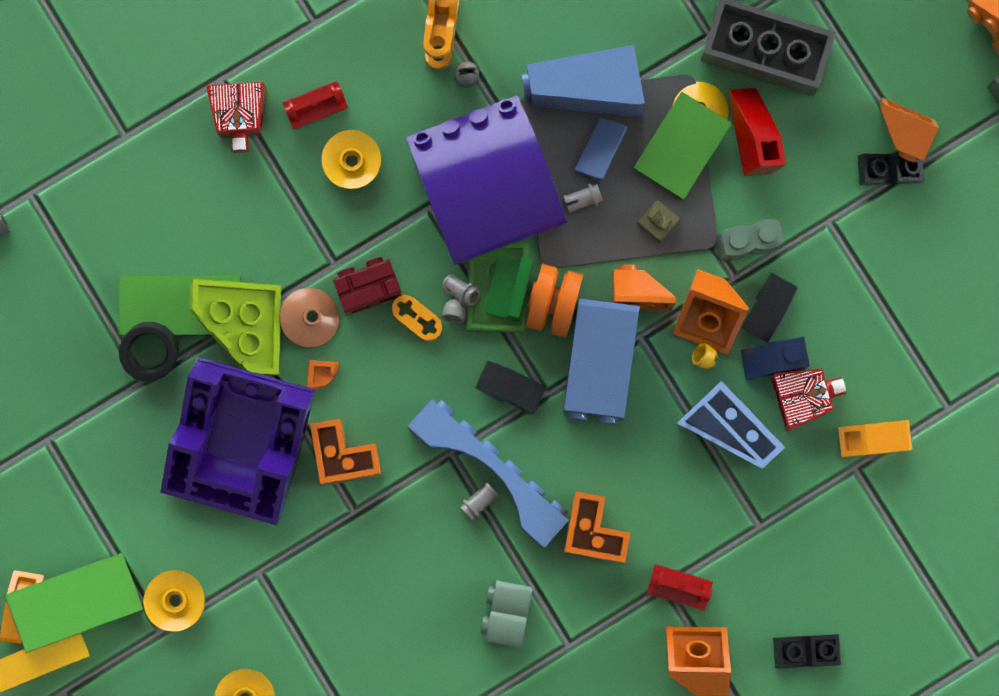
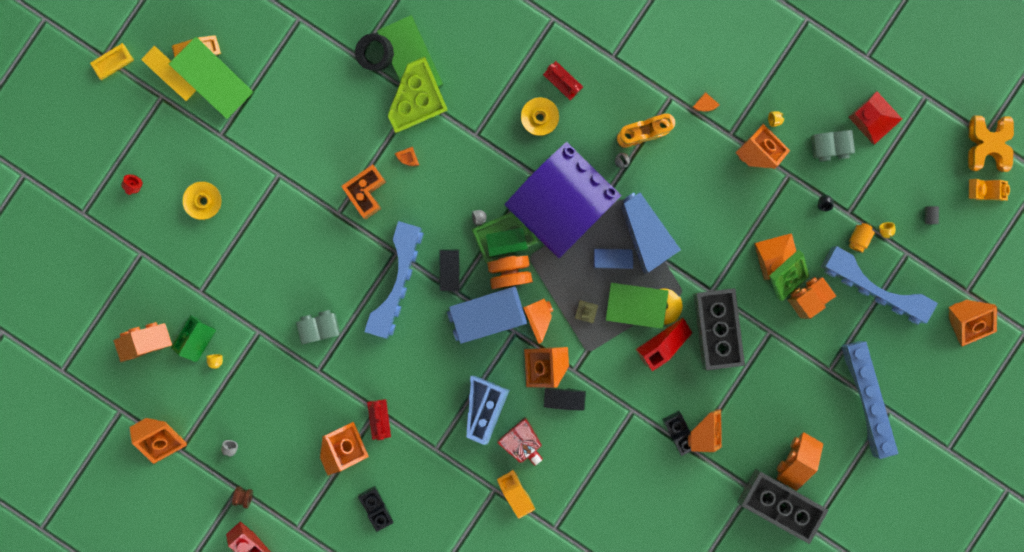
camera: 65 degrees right, 5 degrees up
(158, 600) = (231, 129): yellow dish -> none
(237, 441) = (345, 127): dark purple slope -> none
(238, 111) = (537, 37): red torso -> none
(294, 319) = (437, 125): nougat dish -> none
(367, 286) = (469, 160): dark red brick -> none
(421, 312) = (469, 199): light orange beam -> none
(466, 293) = (492, 220): light grey pin -> none
(479, 501) = (375, 282): light grey pin -> none
(585, 197) = (579, 261): light grey pin -> none
(587, 537) = (382, 354): orange brick -> none
(704, 356) = (519, 373): yellow hinge -> none
(741, 239) = (595, 365): sand green brick -> none
(775, 358) = (536, 415): dark blue slope -> none

